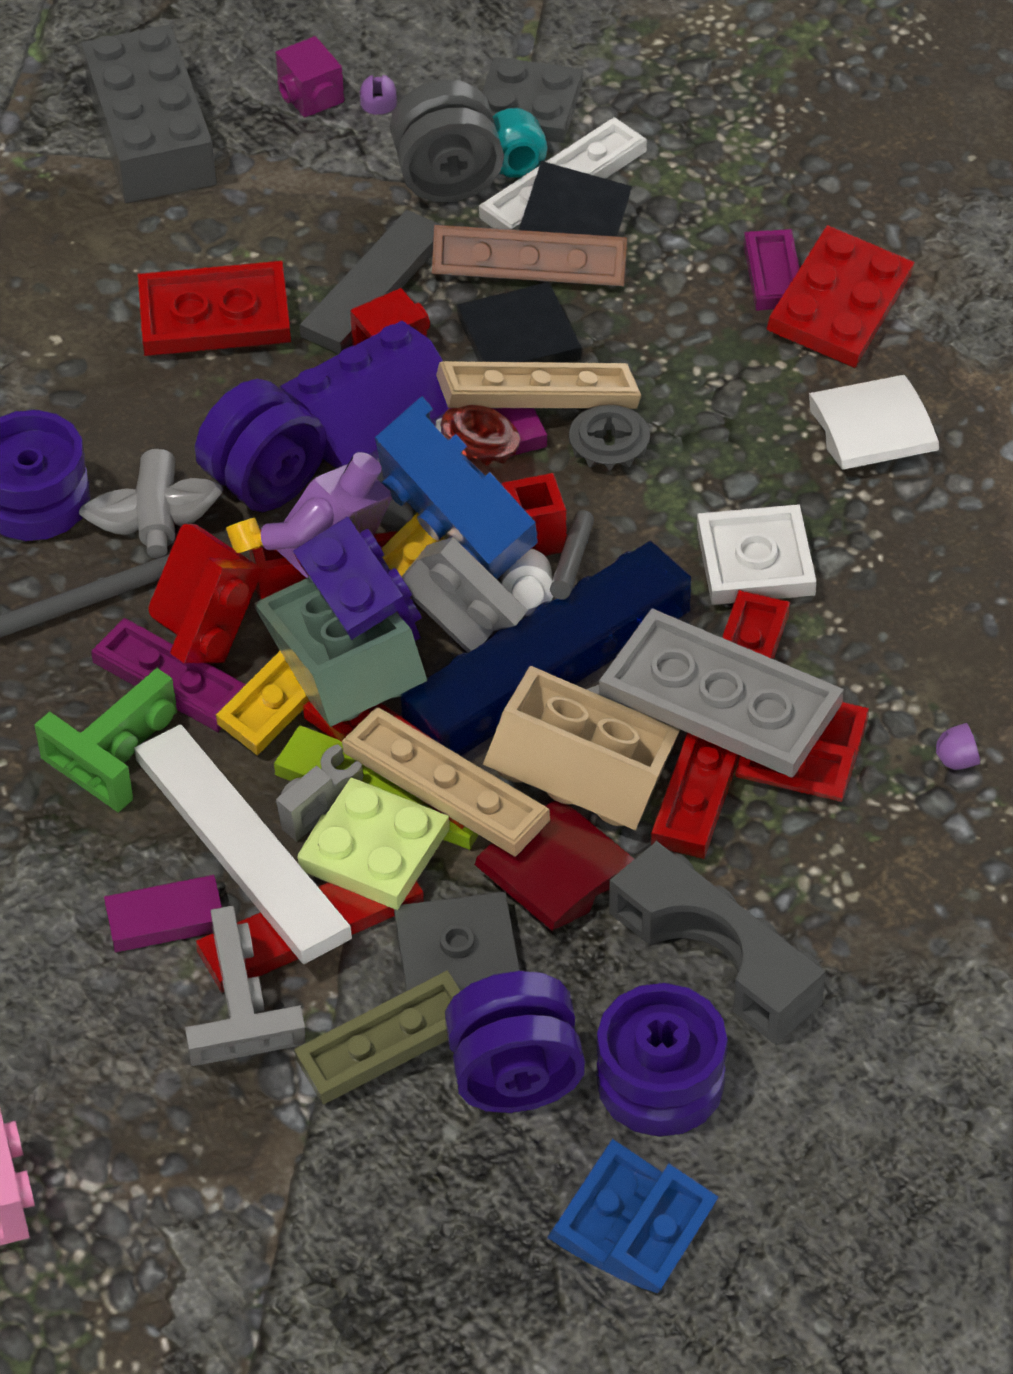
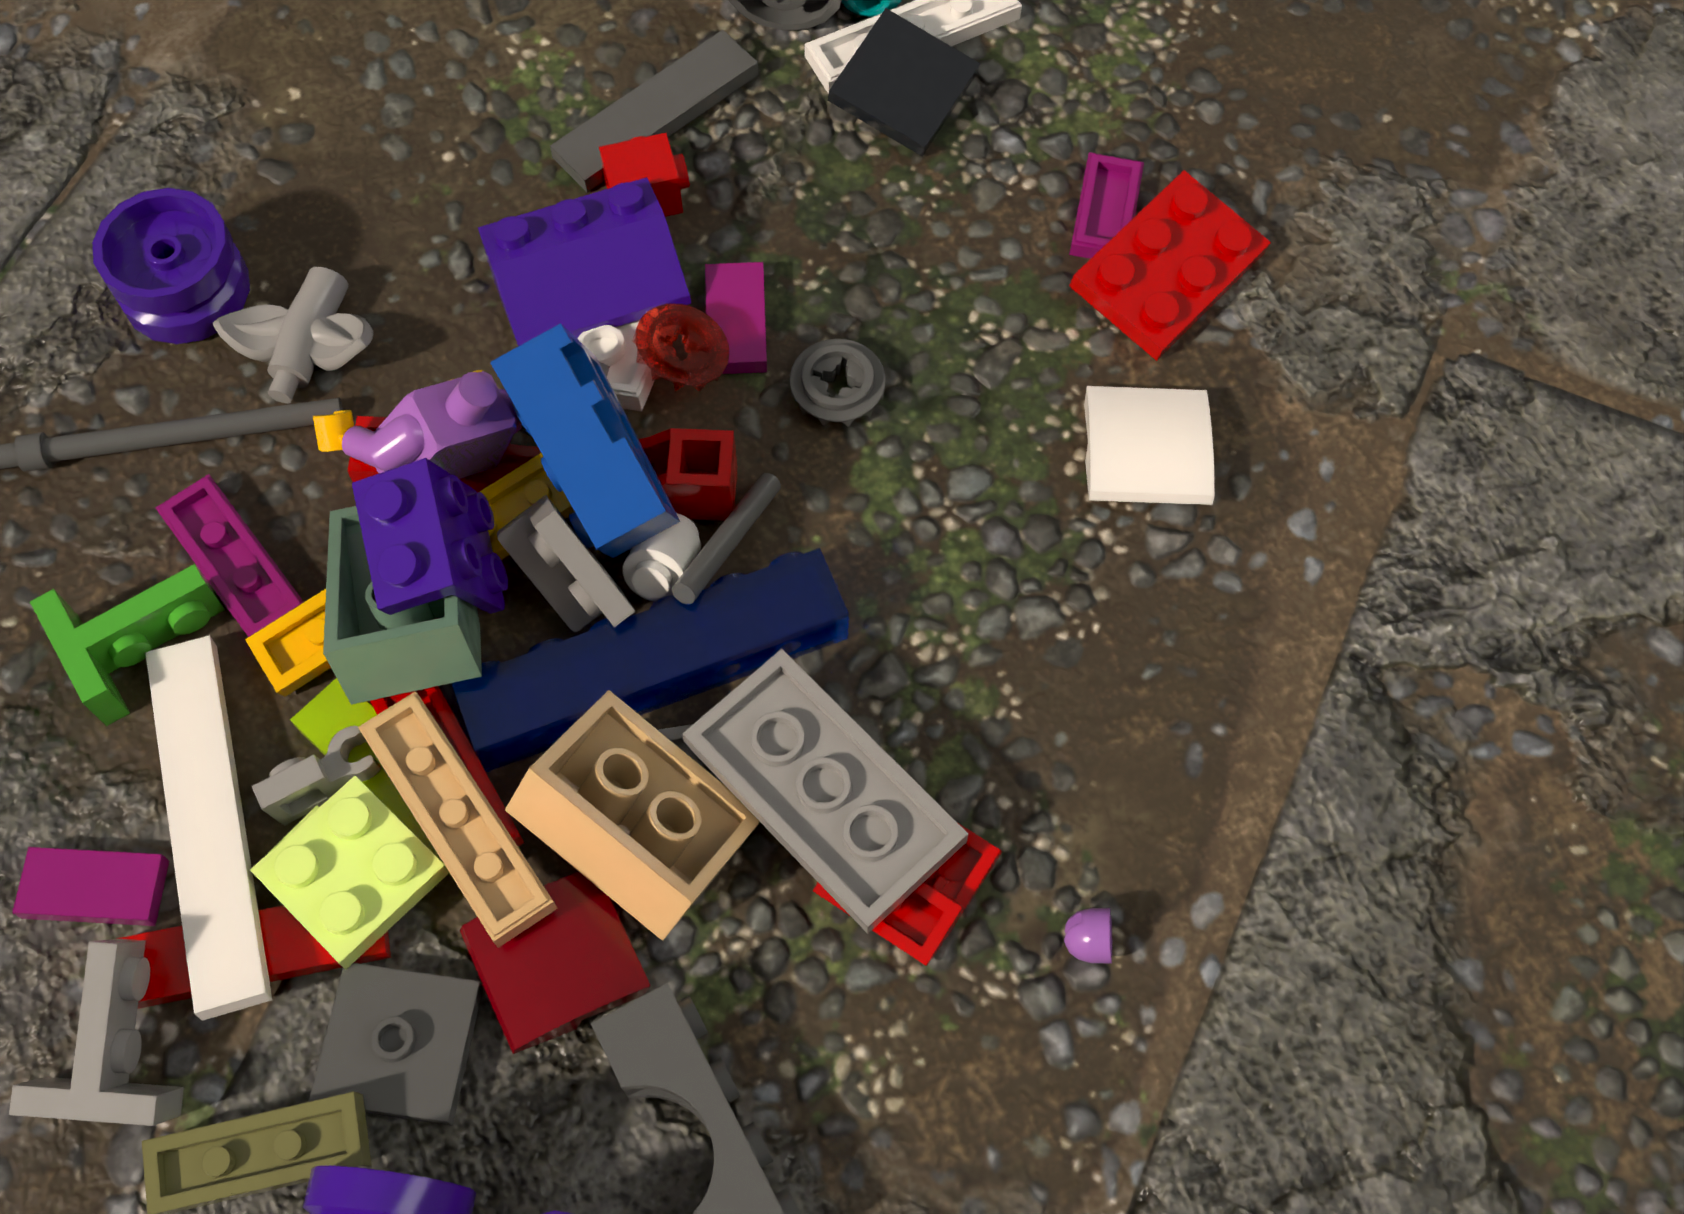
camera: 15 degrees right, 15 degrees up
(203, 595) = (290, 485): red bracket -> none
(213, 308) = (466, 101): red plate -> none
(260, 445) = (427, 297): dark purple wheel -> none
(519, 327) = (790, 215): black tile -> none
(529, 255) = (834, 122): dark orange tile -> none
(537, 384) = (774, 297): tan tile -> none
(705, 769) = (770, 880): red plate -> none
(756, 553) = (946, 590): white plate -> none

